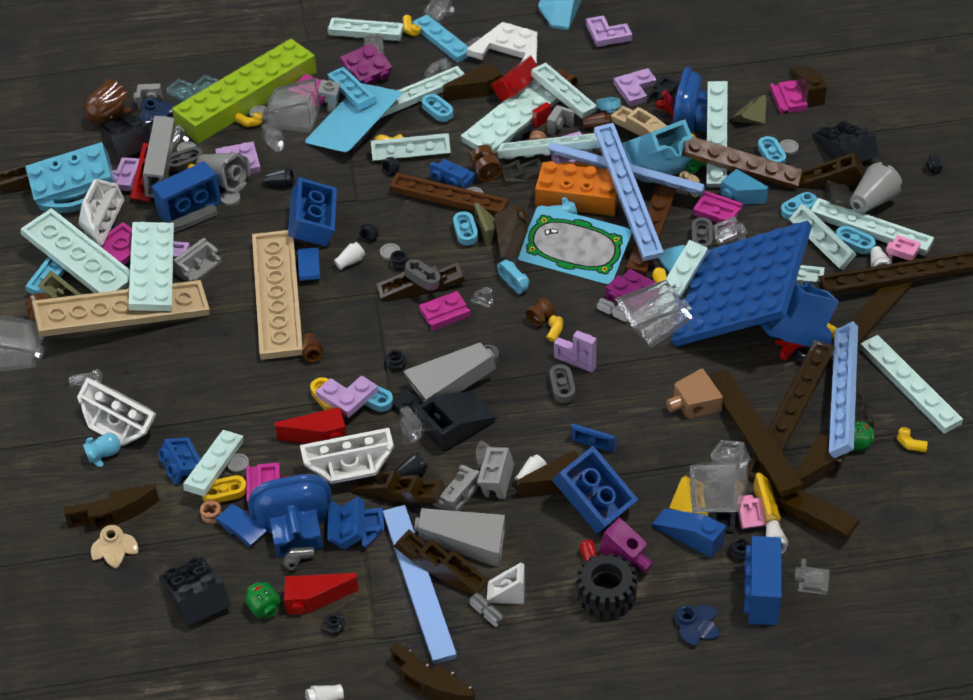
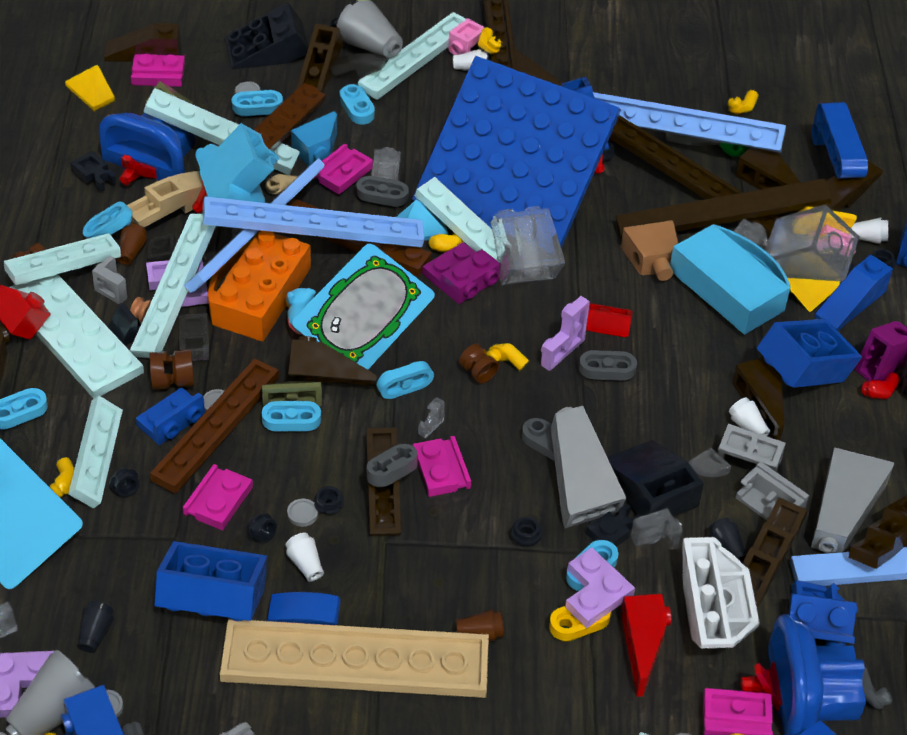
camera: 85 degrees left, 0 degrees up
(392, 210) = (218, 497): none -> dark pink plate
(541, 114) = (91, 295): red tile -> none
(593, 438) = (701, 352): blue slope -> none
(610, 308) = (491, 293): flat silver piece -> none
(615, 378) = (609, 320): none -> red slope
(632, 86) = (66, 204): lavender plate -> none
(670, 440) = (732, 276): none -> medium azure piece
(751, 70) = (91, 88): none -> yellow slope
(824, 237) = (417, 94): light aqua plate -> none
(856, 239) = (433, 71): medium azure plate -> none
(863, 494) = (837, 131): none -> blue beam
(891, 257) = (488, 42): none -> yellow arm
(911, 384) = (670, 82): light aqua plate -> none

